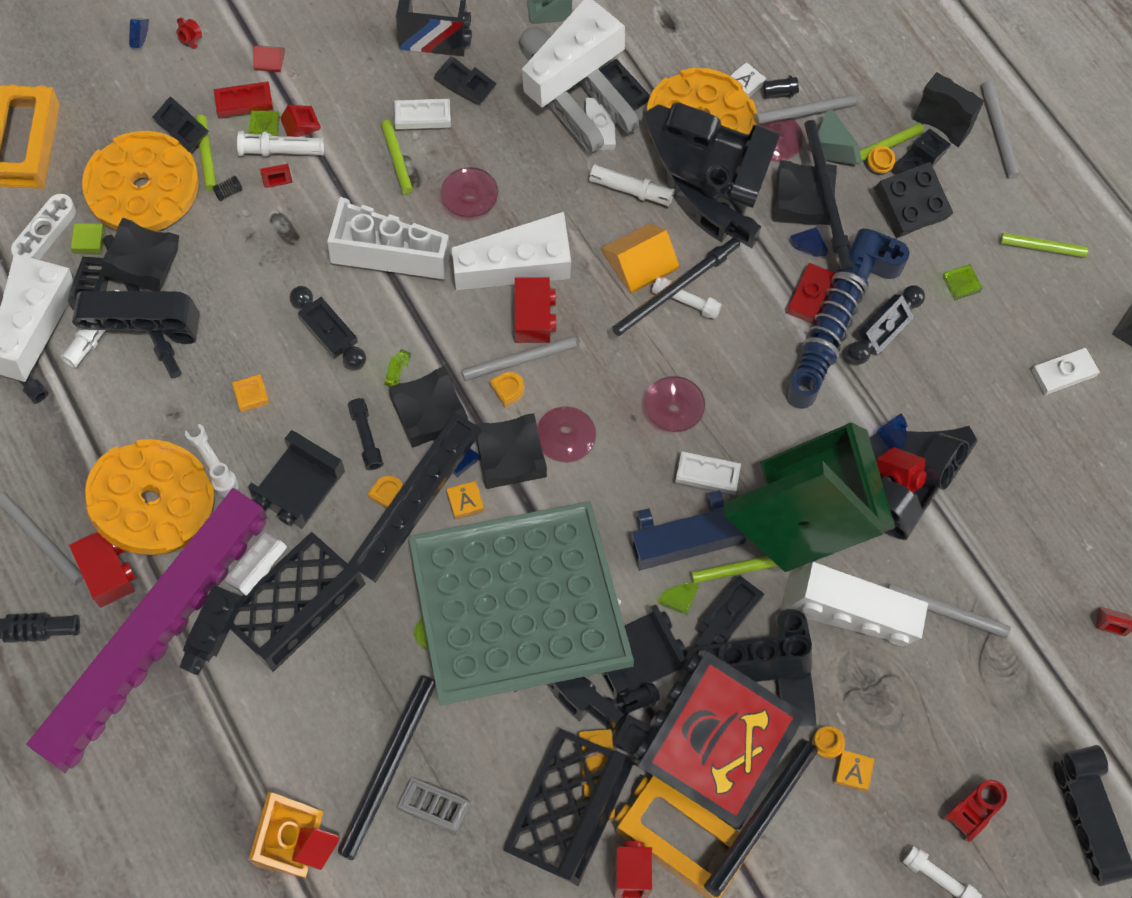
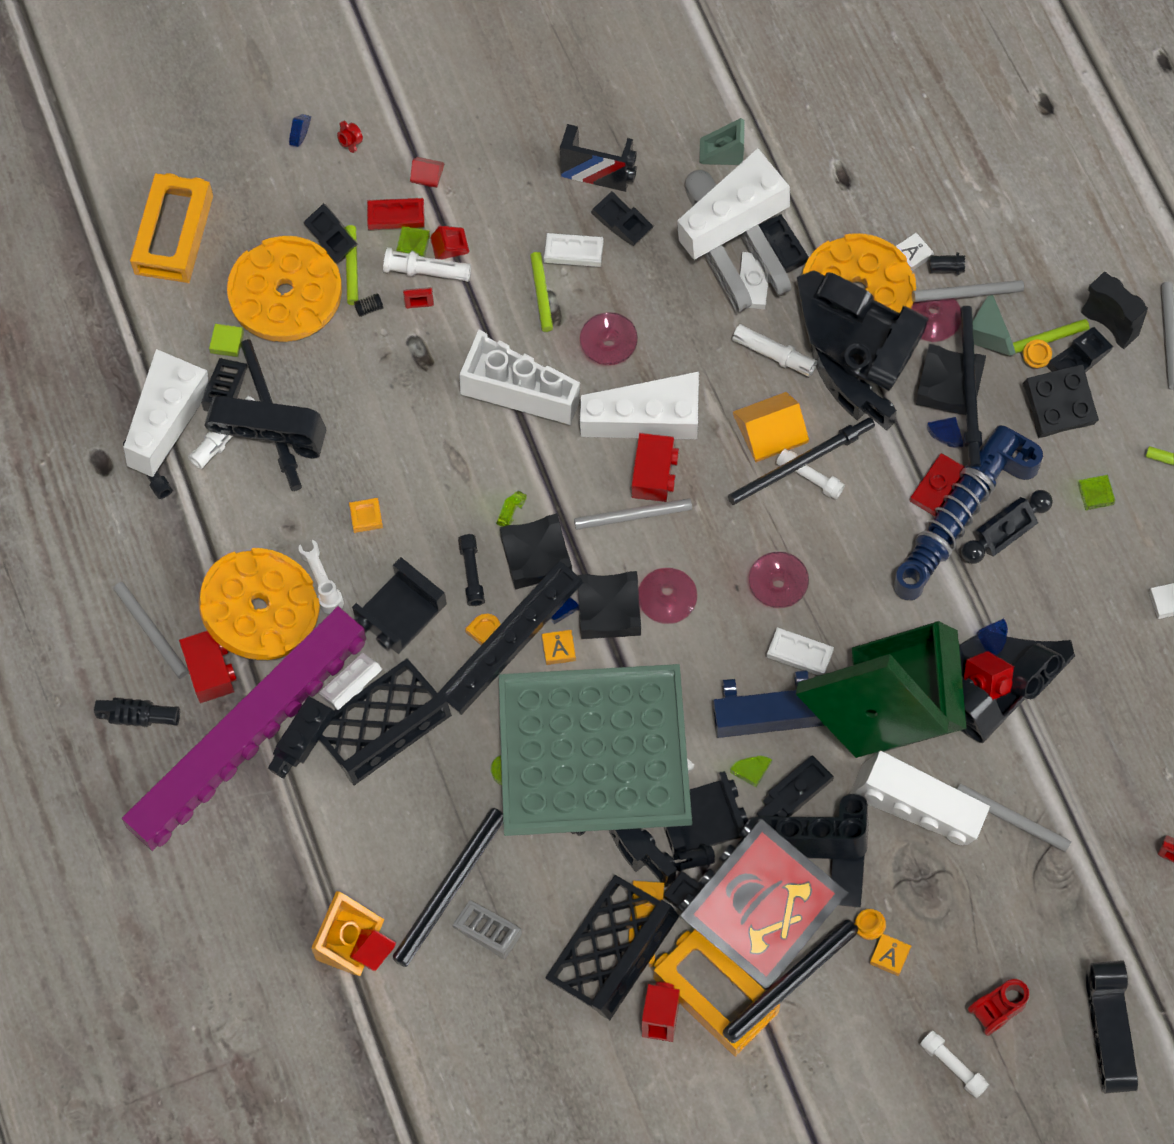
camera: 15 degrees right, 0 degrees up
(45, 217) = (186, 313): white beam -> none
(140, 255) = (276, 365): black brick -> none
(327, 327) = (449, 459): black plate -> none
(508, 387) = (617, 542): light orange tile -> none
(732, 569) = (806, 749): lime bar -> none

